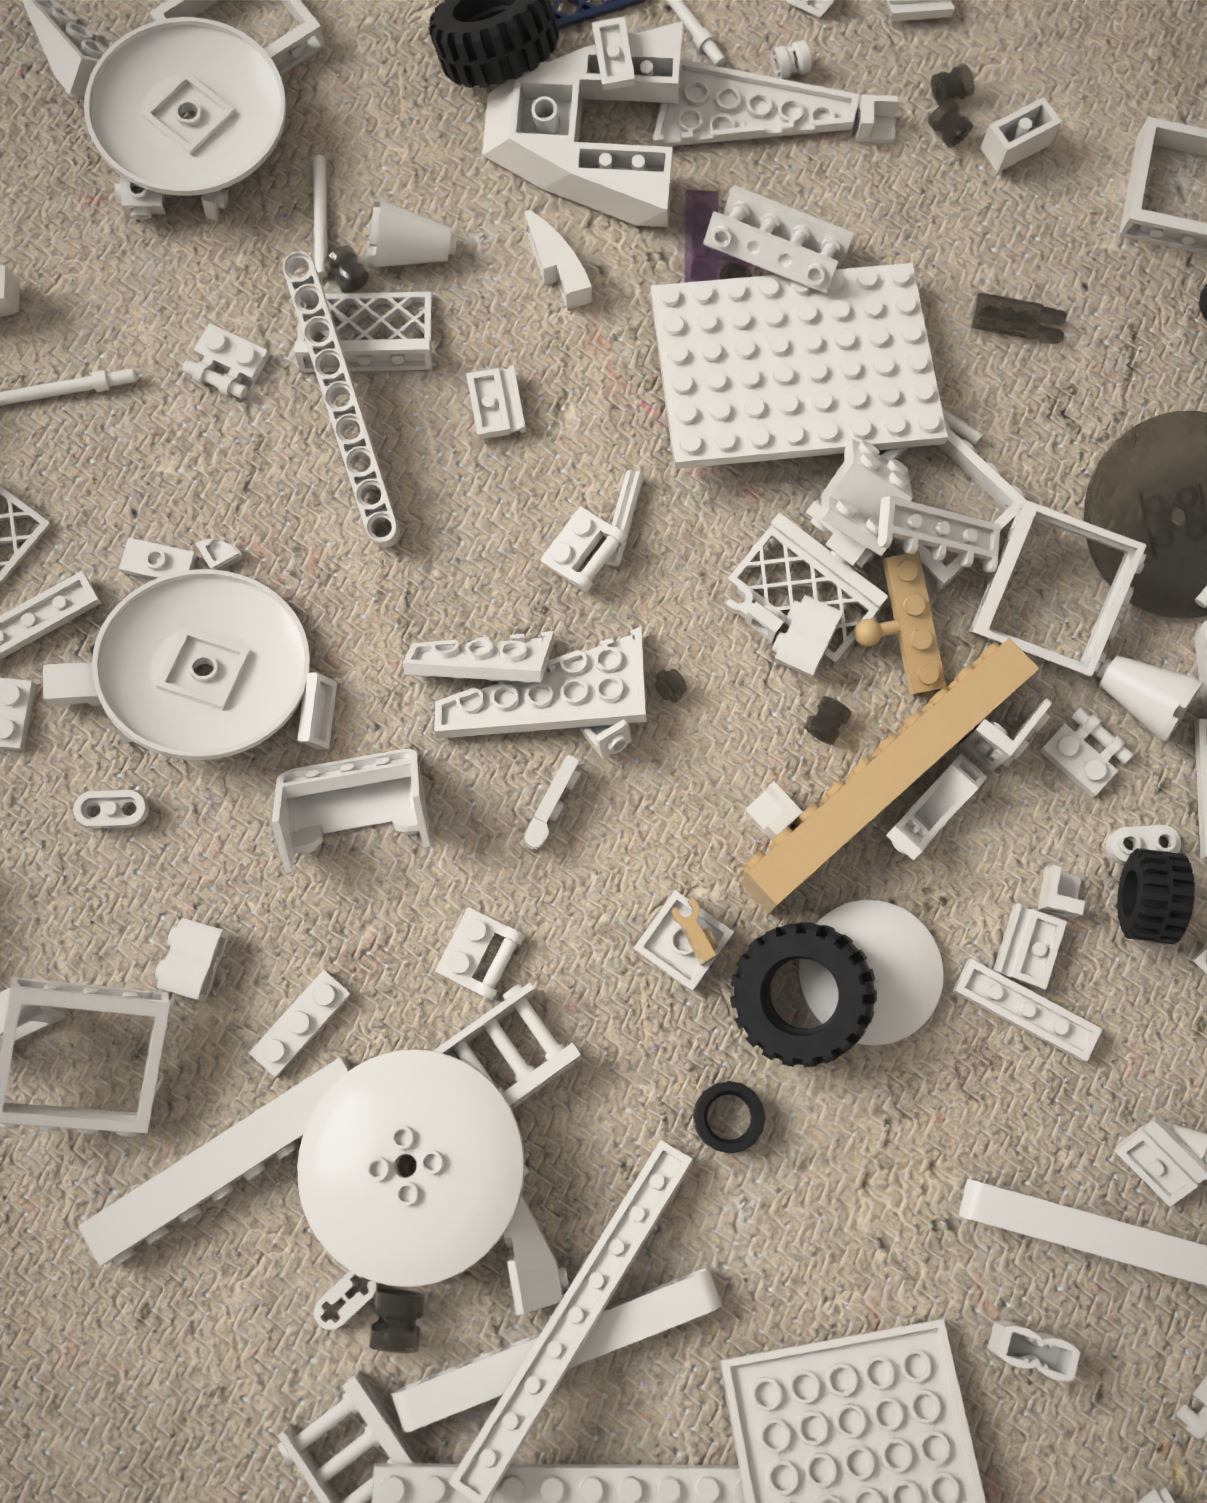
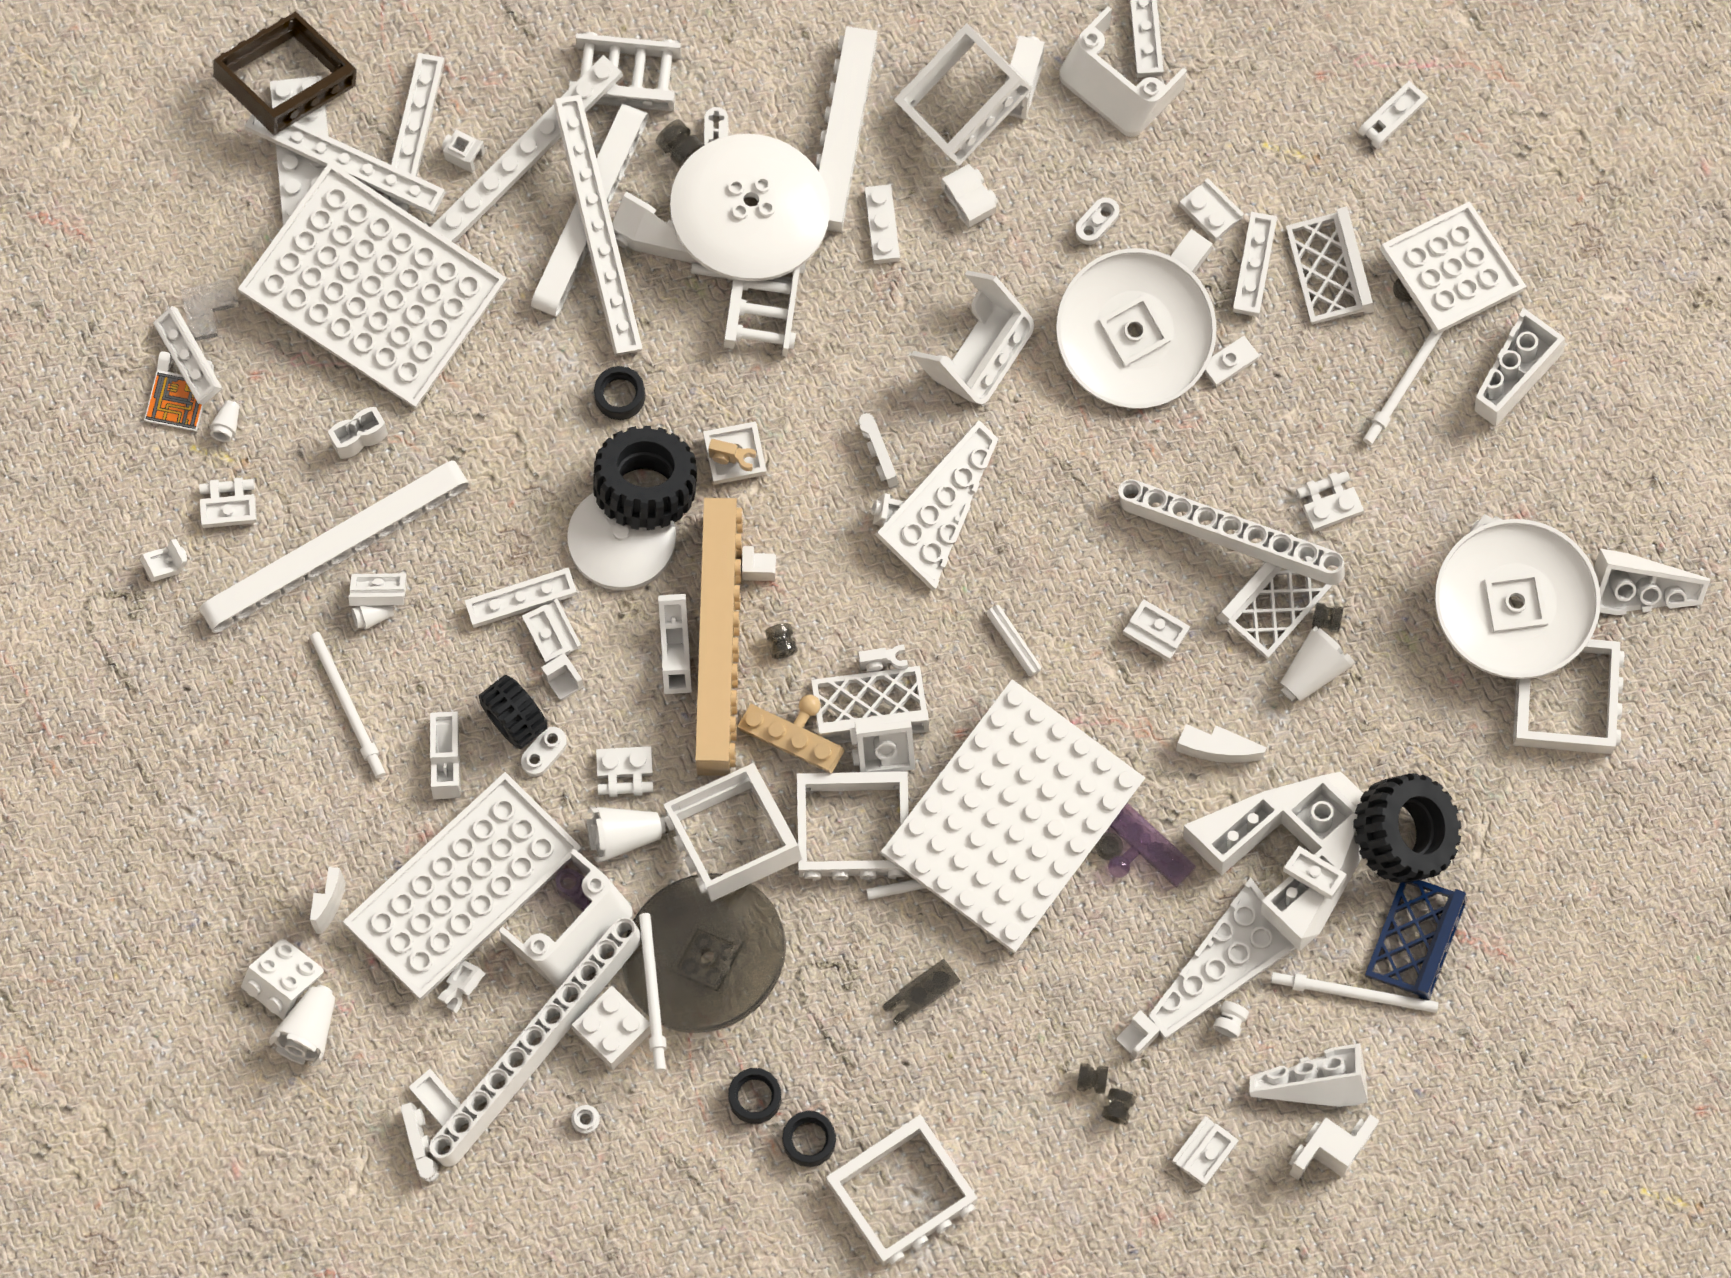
camera: 135 degrees right, 5 degrees down
(219, 553) = (1205, 398): white tile -> none
(317, 711) = (1051, 371): white tile -> none
(320, 214) = (1384, 637): white bar -> none
(469, 948) = (839, 341): white plate -> none
(480, 659) = (997, 485): white wing -> none
(576, 544) = (1020, 594): white plate -> none
(670, 685) = (885, 574): clear smoke plate -> none
(779, 239) = (1126, 898): white fence -> none
(807, 636) = (840, 671): white brick -> none
(855, 492) = (887, 760): white bracket -> none
(940, 530) = (826, 778): white hinge -> none
(993, 747) = (676, 708): white bracket -> none
(1020, 134) = (1041, 1107): white brick -> none

